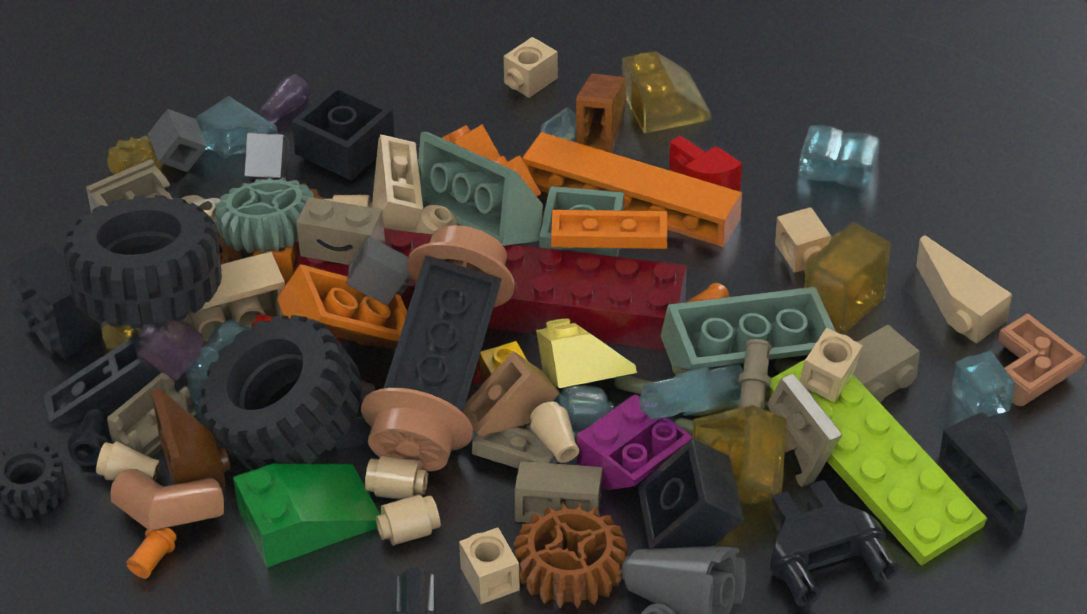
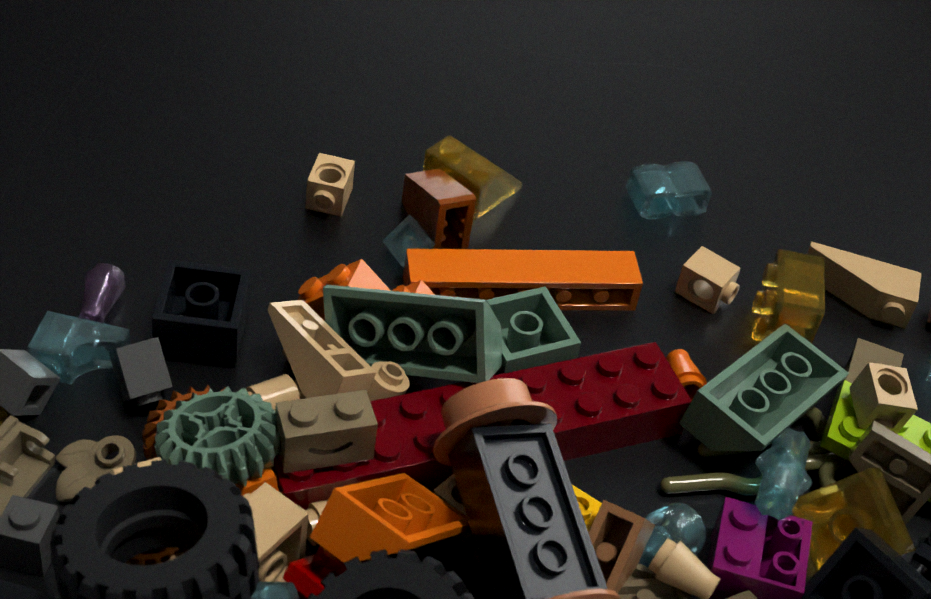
camera: 40 degrees left, 0 degrees up
(378, 271) = (398, 461): dark grey brick -> none
(576, 356) = (636, 476): light yellow slope -> none
(609, 229) = (575, 330): orange plate -> none
(710, 166) = (559, 234): red brick -> none
(754, 377) = (823, 439): dark tan pin -> none

